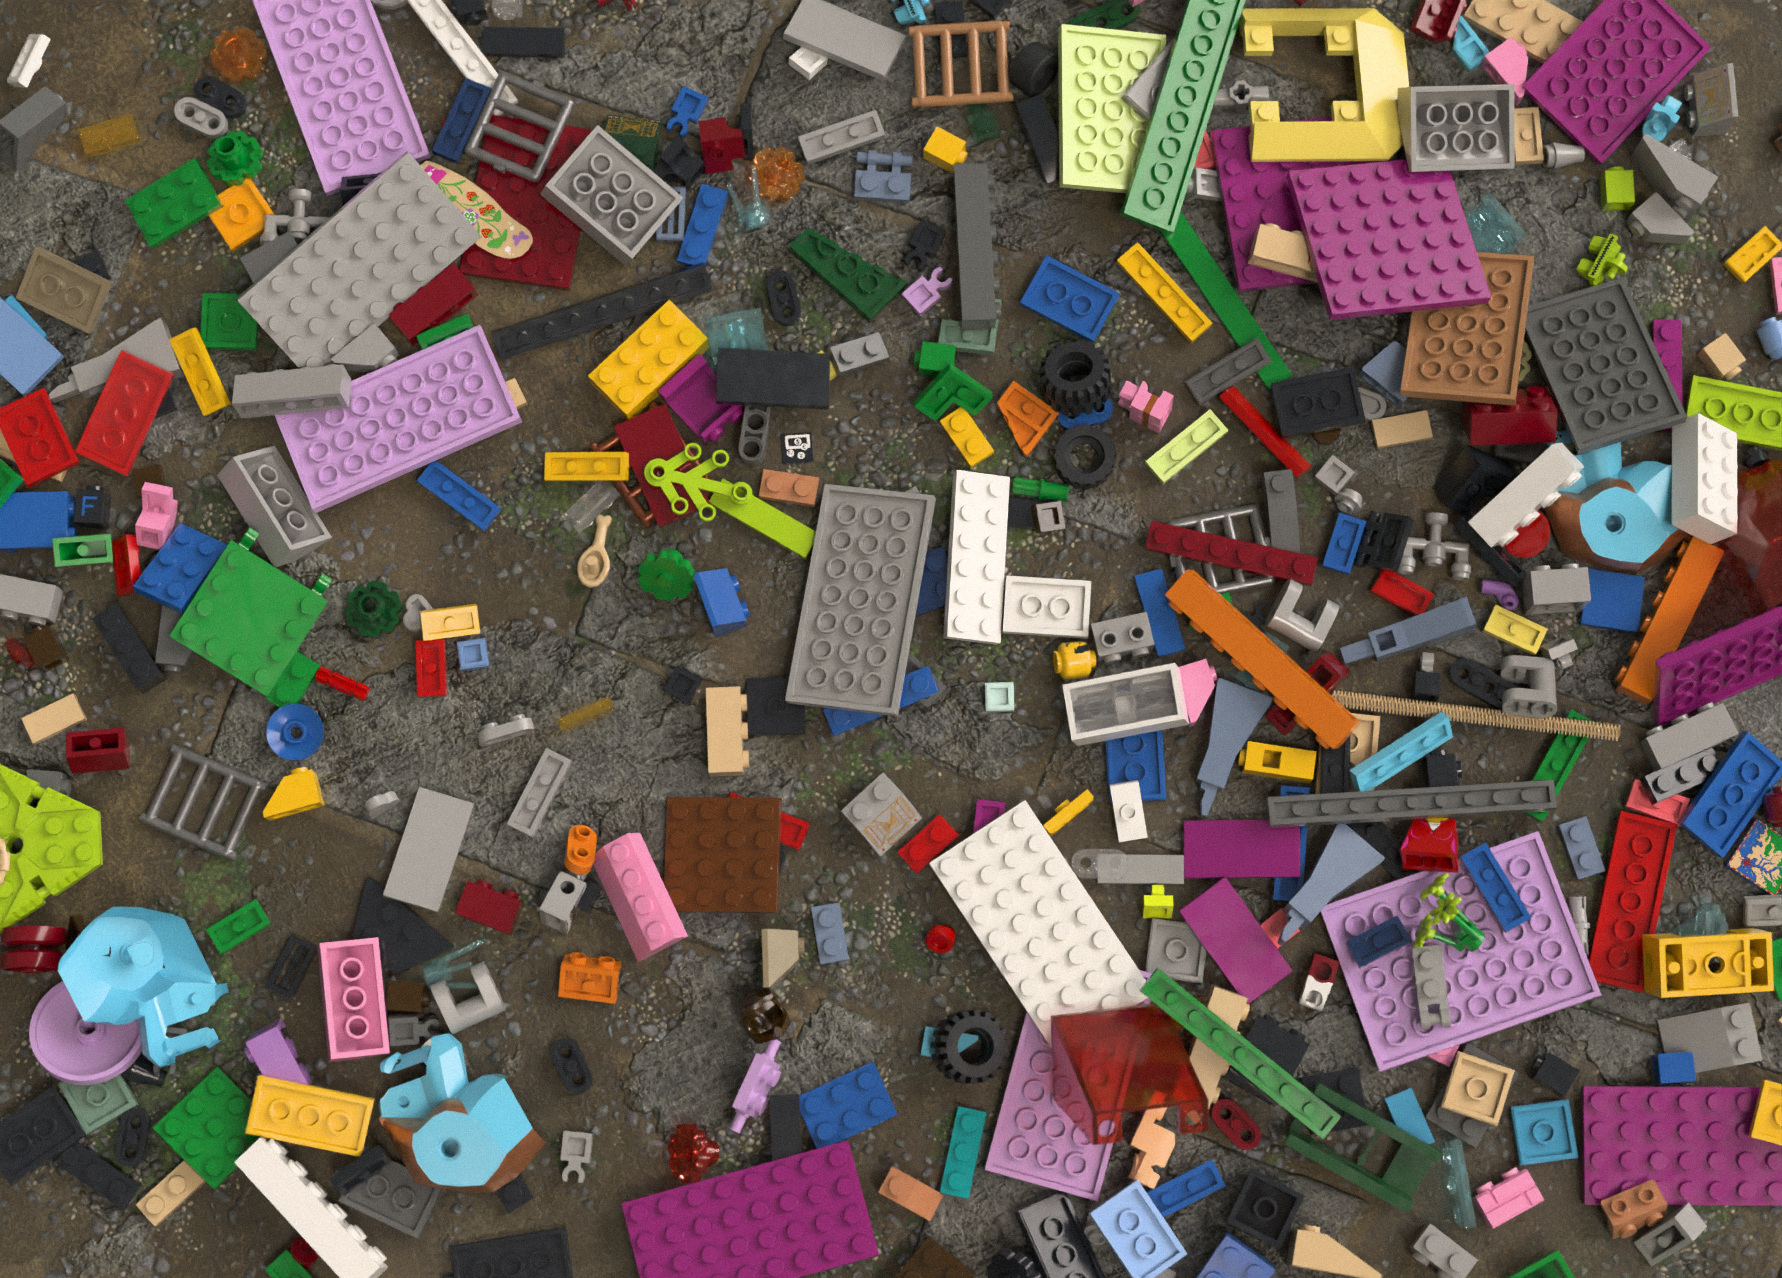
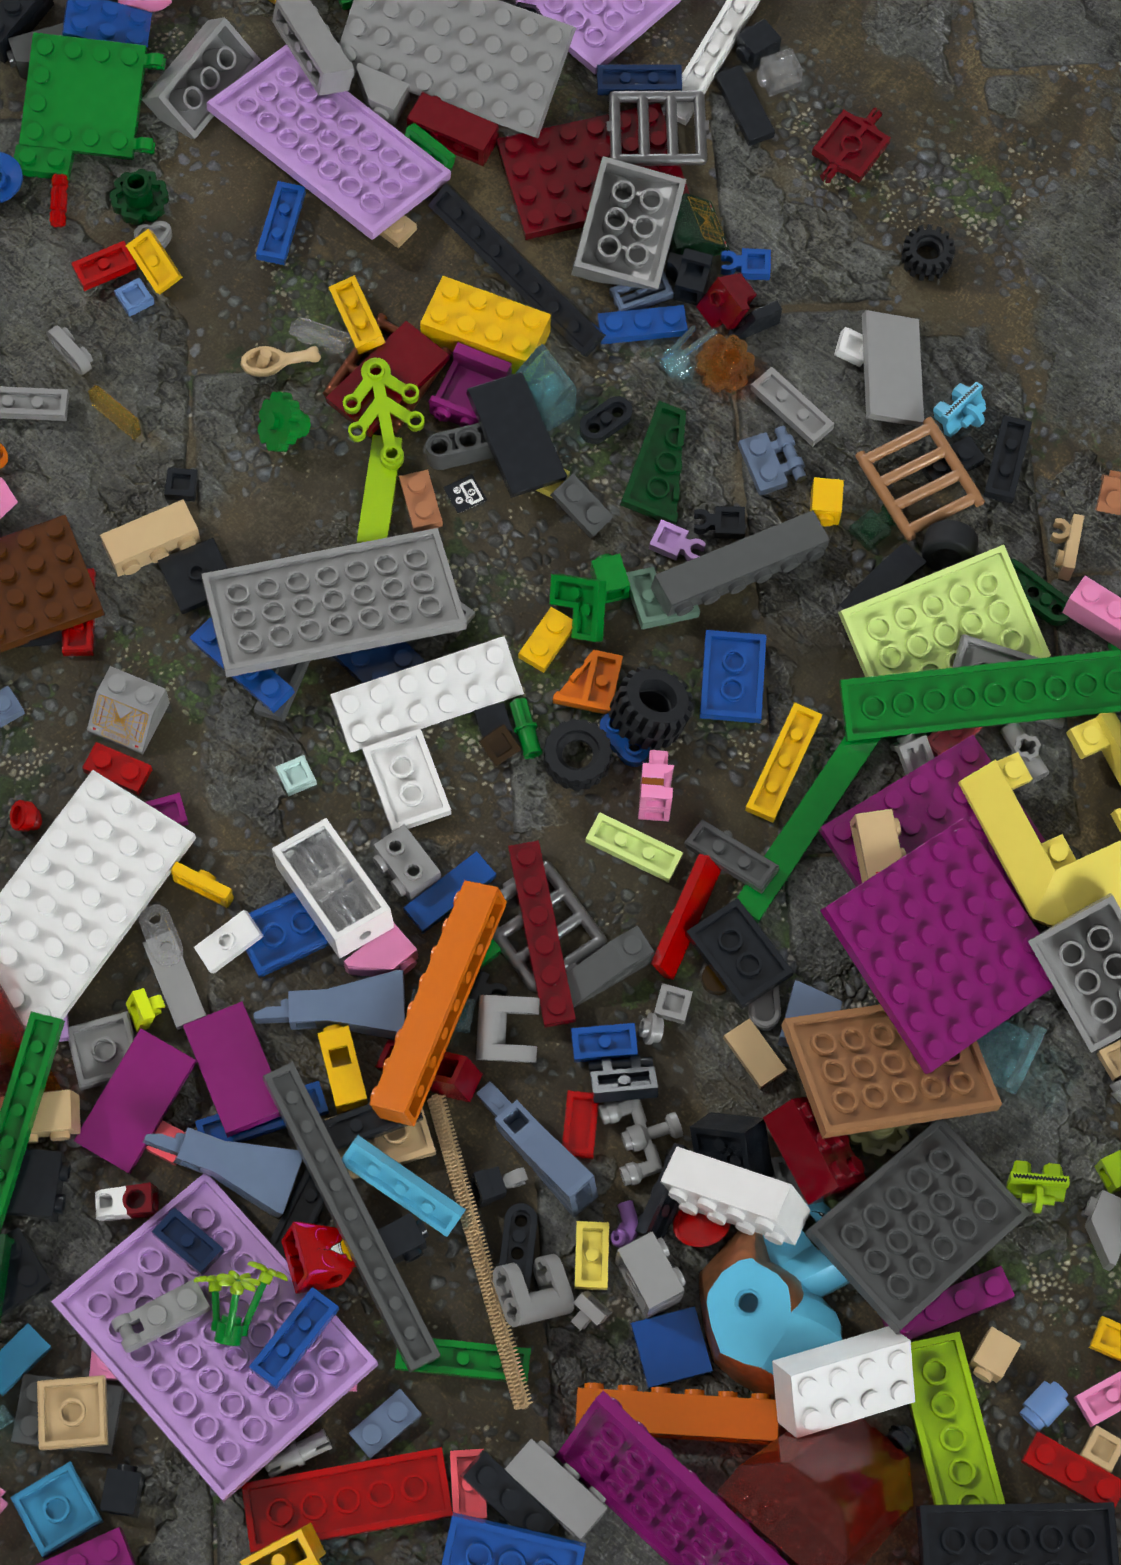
camera: 60 degrees right, 10 degrees down
(498, 230) = (549, 153): tan sticker -> none
(721, 601) = (275, 478): slope -> none
(1074, 660) = (361, 826): yellow head -> none

